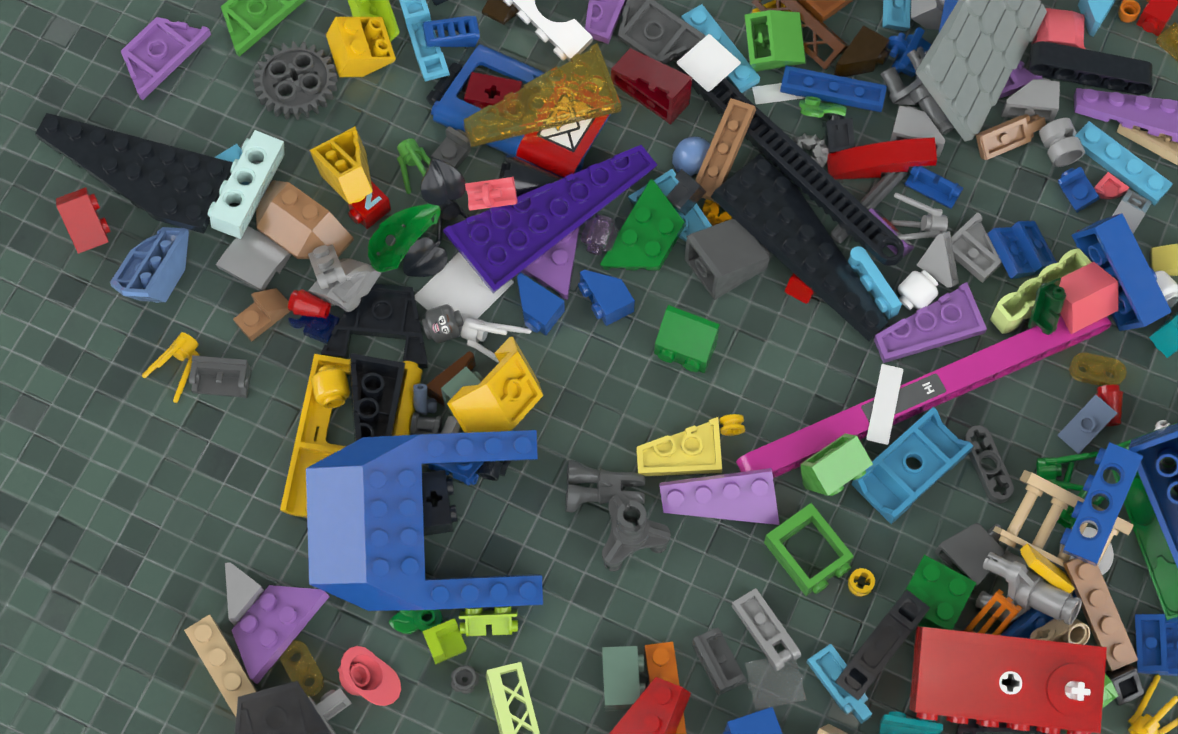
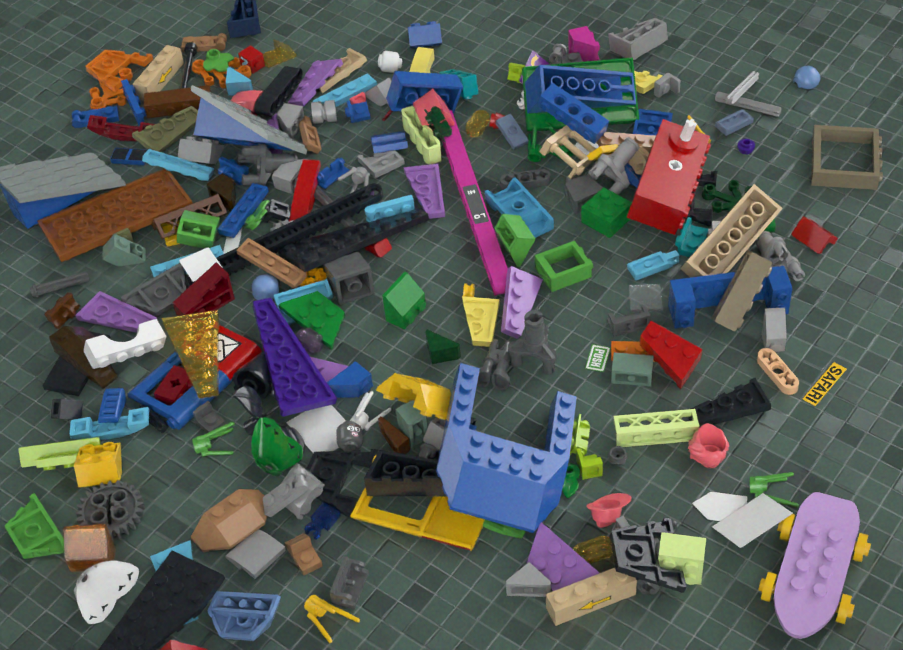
camera: 75 degrees left, 20 degrees down
(160, 51) = (43, 605): medium lavender wing -> none
(186, 106) = (103, 588): none -> white piece
(231, 74) = (87, 546): none -> clear orange slope
(236, 219) = (194, 542): light aqua brick -> none
(307, 304) = (309, 514): red cone -> none
(330, 386) = (381, 504): yellow head -> none
(344, 165) = (205, 475): yellow wedge -> none
(371, 208) = (237, 472): red brick -> none
(421, 402) = (404, 449): sand blue arm -> none
(491, 193) = (266, 377): coral hips -> none
(608, 296) = (355, 344): blue slope -> none
(616, 405) = (441, 348): none -> dark green slope
(645, 628) = (597, 358): none -> sticker
(685, 193) = (296, 284): black panel -> none
(765, 629) = (612, 293): light grey plate -> none
(856, 575) = (589, 243): yellow bush -> none
(882, 644) = (631, 236): black slope -> none
(884, 404) = (476, 212): white sticker -> none
(918, 290) = (401, 187): white head -> none
(940, 260) = (384, 174): light grey slope -> none
(1006, 604) = (621, 185): orange tile -> none

